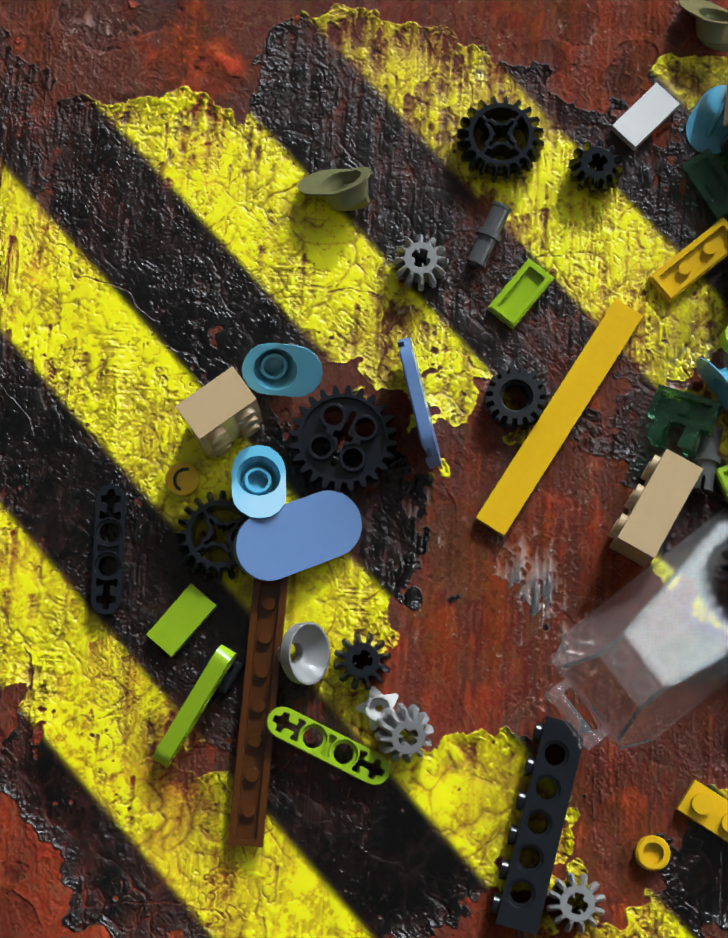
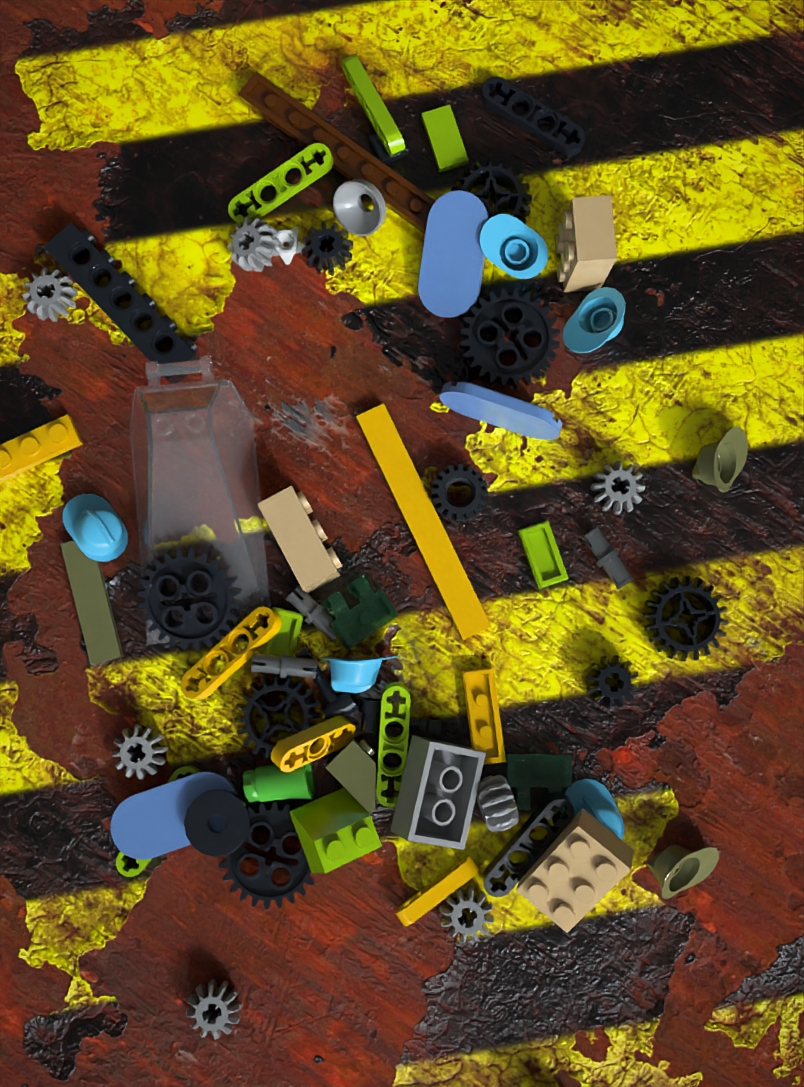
camera: 120 degrees right, 5 degrees up
(183, 479) = (553, 202): yellow tile -> none
(645, 116) = (632, 755): white tile -> none
(652, 852) = (49, 377): yellow tile -> none

